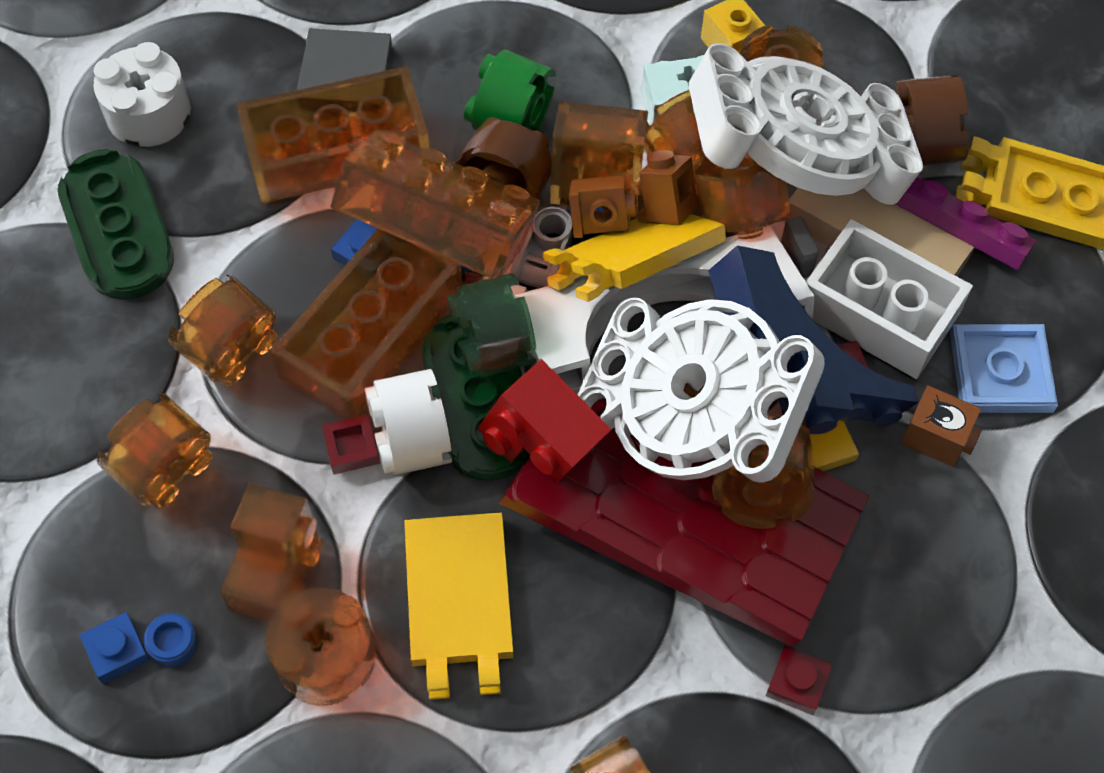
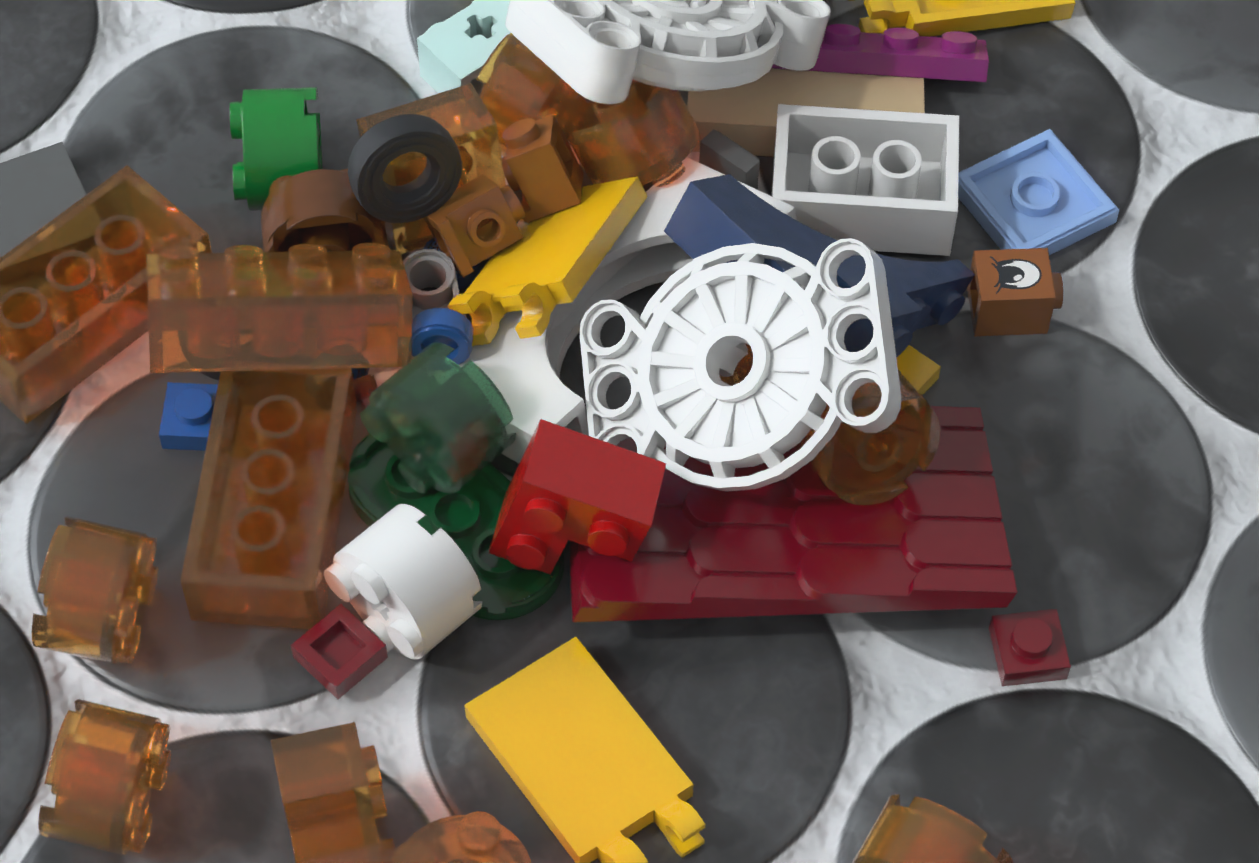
camera: 30 degrees left, 5 degrees down
(530, 270) = (443, 327): none -> blue tile
(568, 125) = (384, 144): none -> black tyre

